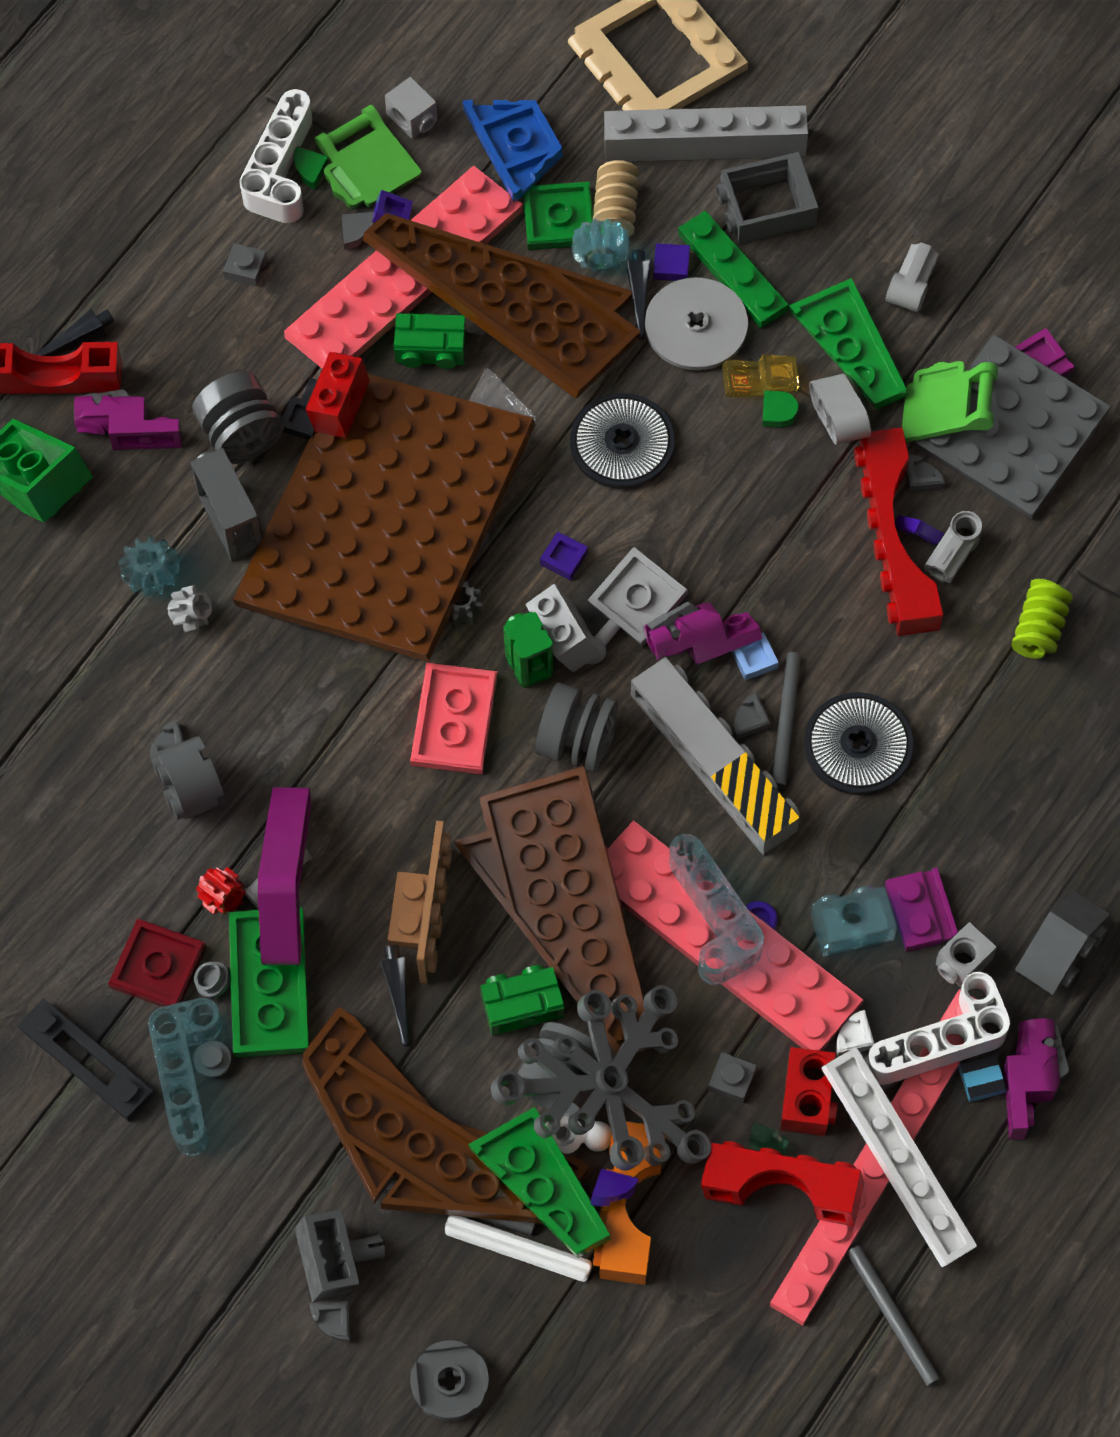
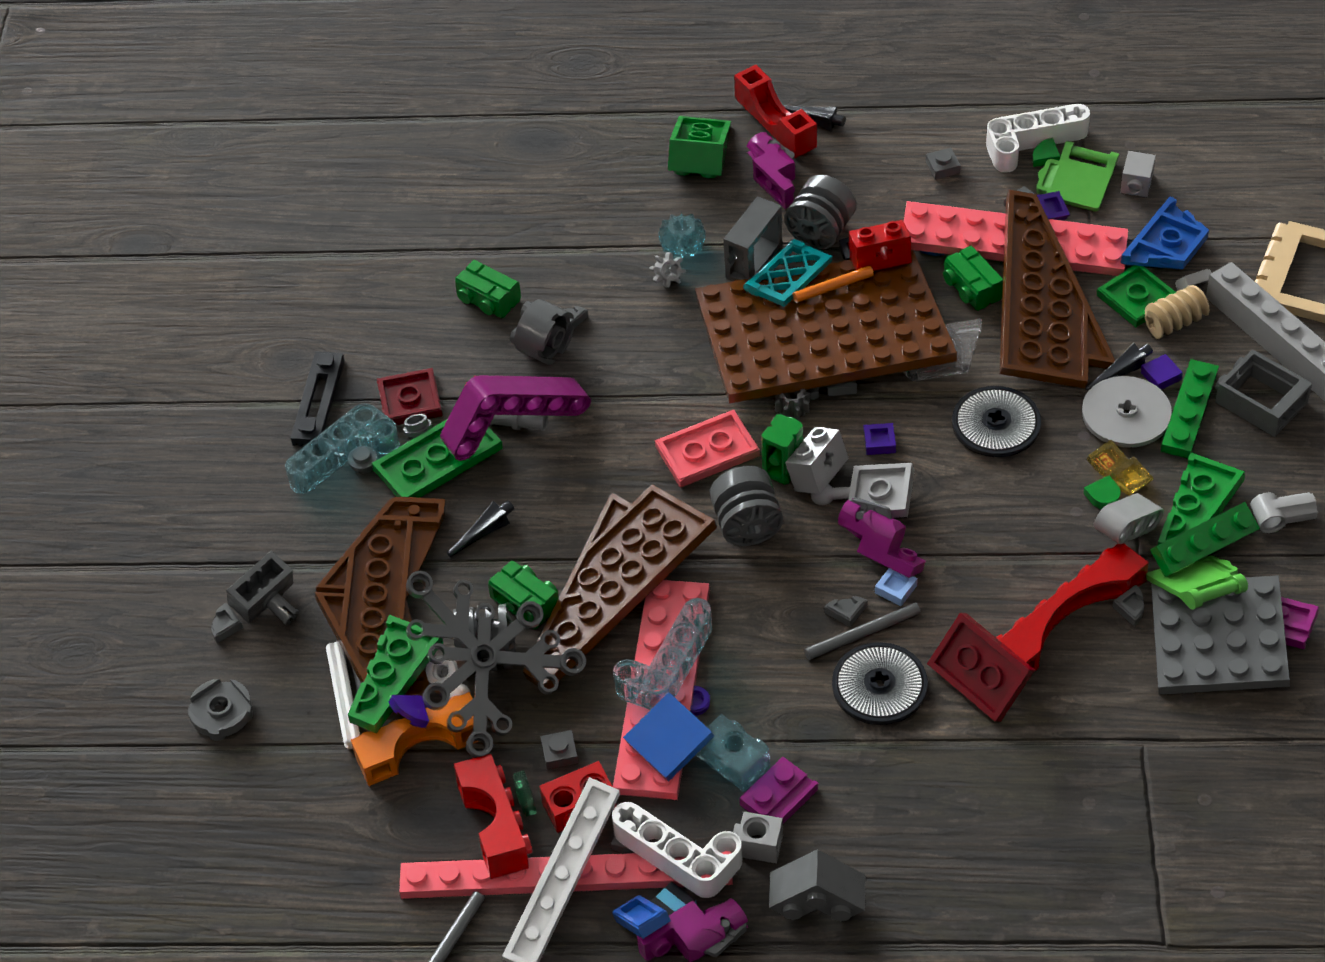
camera: 60 degrees right, 15 degrees down
(71, 800) = (487, 289): none -> green brick
(306, 533) = (809, 272): none -> teal window
(347, 469) = (833, 284): none -> orange bar
(417, 906) = (552, 500): medium nougat bracket -> none
(586, 157) = (1193, 279): none -> light grey tile
(600, 245) = (1129, 320): clear light blue gear -> none
(715, 755) = (795, 602): light grey brick -> none
(808, 966) = (668, 736): none -> blue tile
(854, 1034) = (653, 804): white tile -> none
(905, 364) = (1204, 539): none -> green plate
(915, 645) = (980, 667): none -> dark red plate
(919, 528) = (1082, 626): dark purple tile -> none
(954, 548) = (1086, 652): light grey piece -> none
(989, 1112) = (641, 916): none -> blue tile
(1041, 619) = (1074, 735): lime piece -> none

